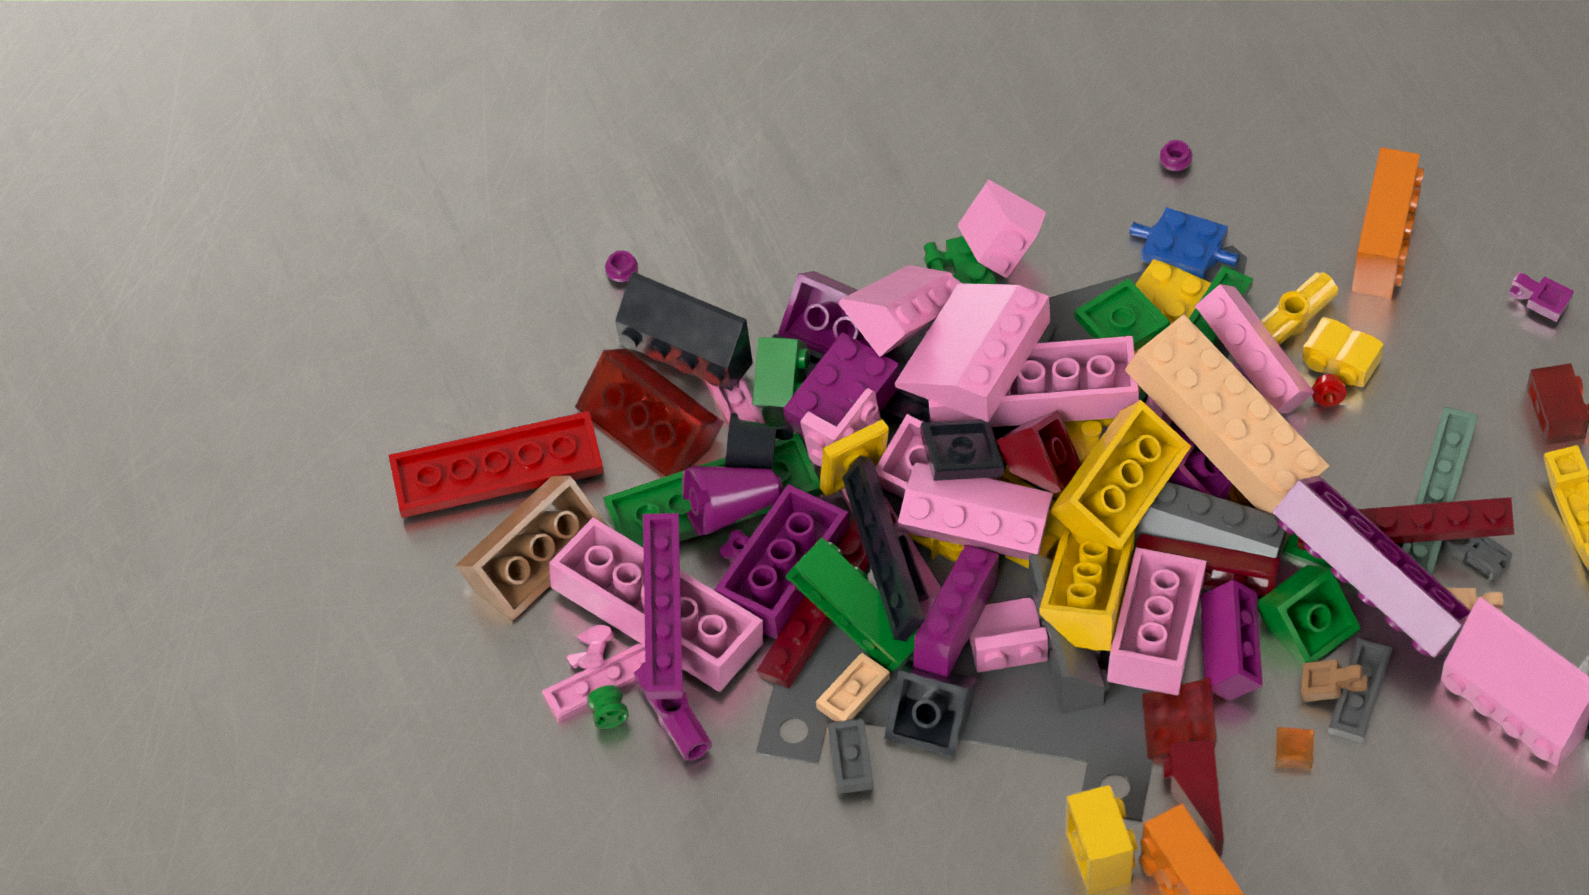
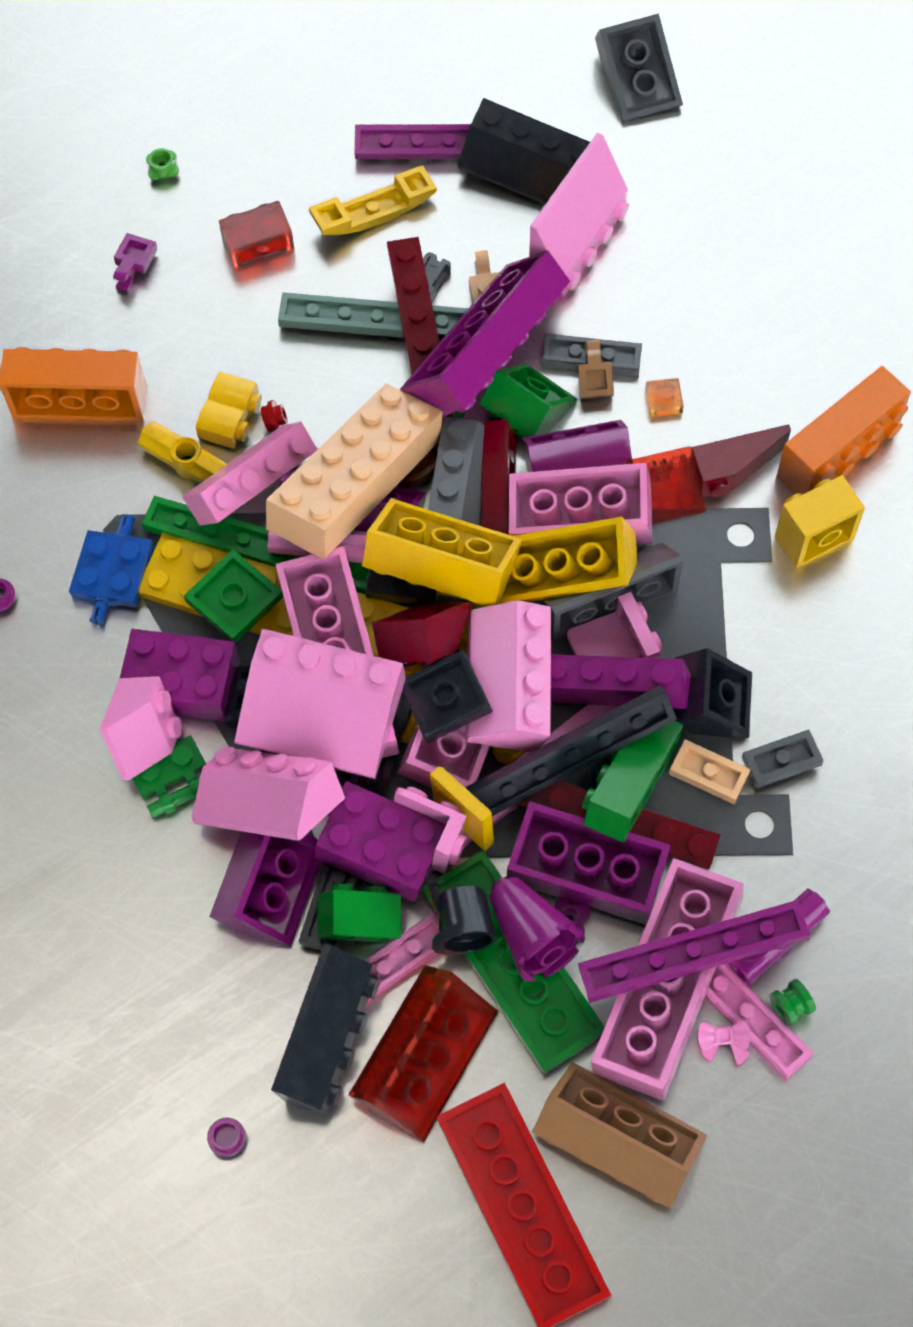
camera: 105 degrees left, 10 degrees up
(1062, 266) = (191, 668): none -> magenta brick

